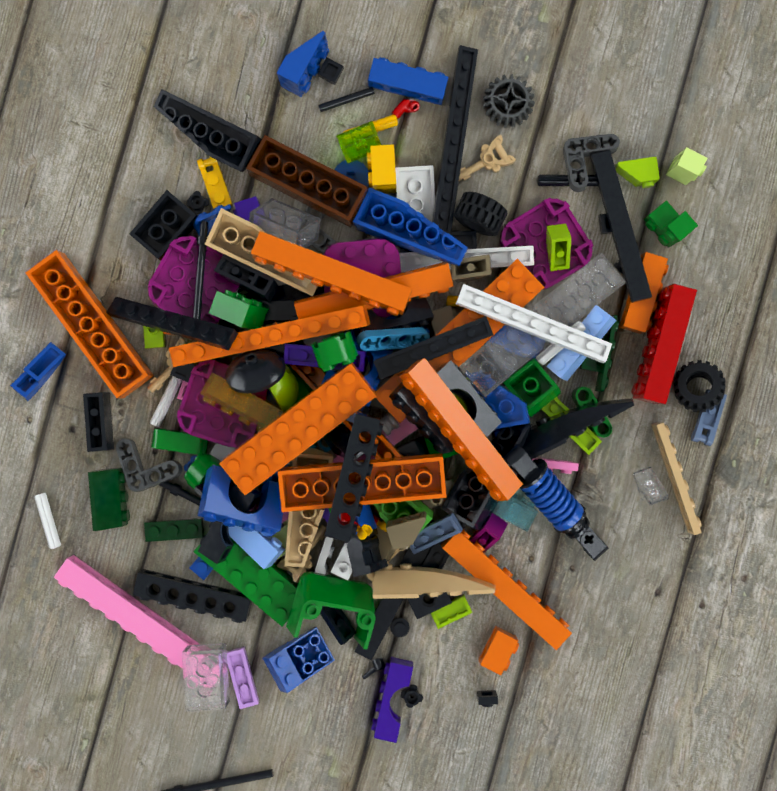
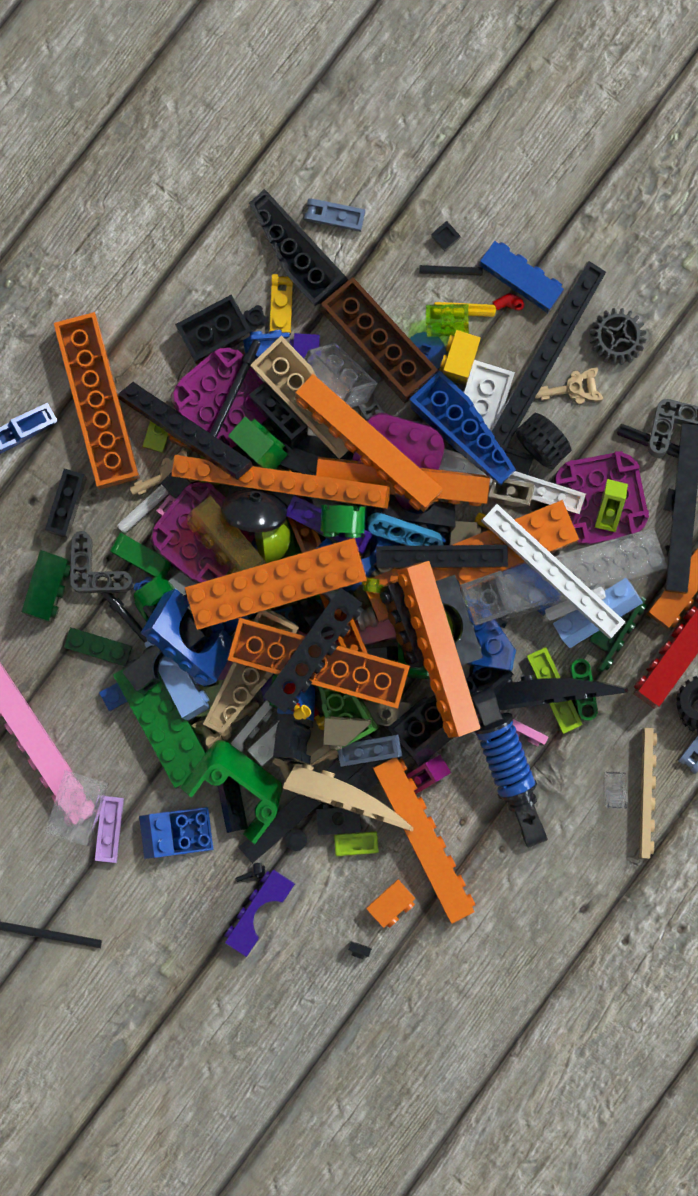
camera: 20 degrees right, 5 degrees down
(144, 591) = (50, 687): black brick -> none
(230, 89) = (335, 215): none -> sand blue plate
(303, 64) = (418, 220): blue slope -> none
(383, 397) = (372, 585): none -> clear neon green plate
(410, 702) = (285, 922): black plate -> none
(516, 511) = (463, 758): clear light blue brick -> none
(533, 386) = (530, 638): green brick -> none

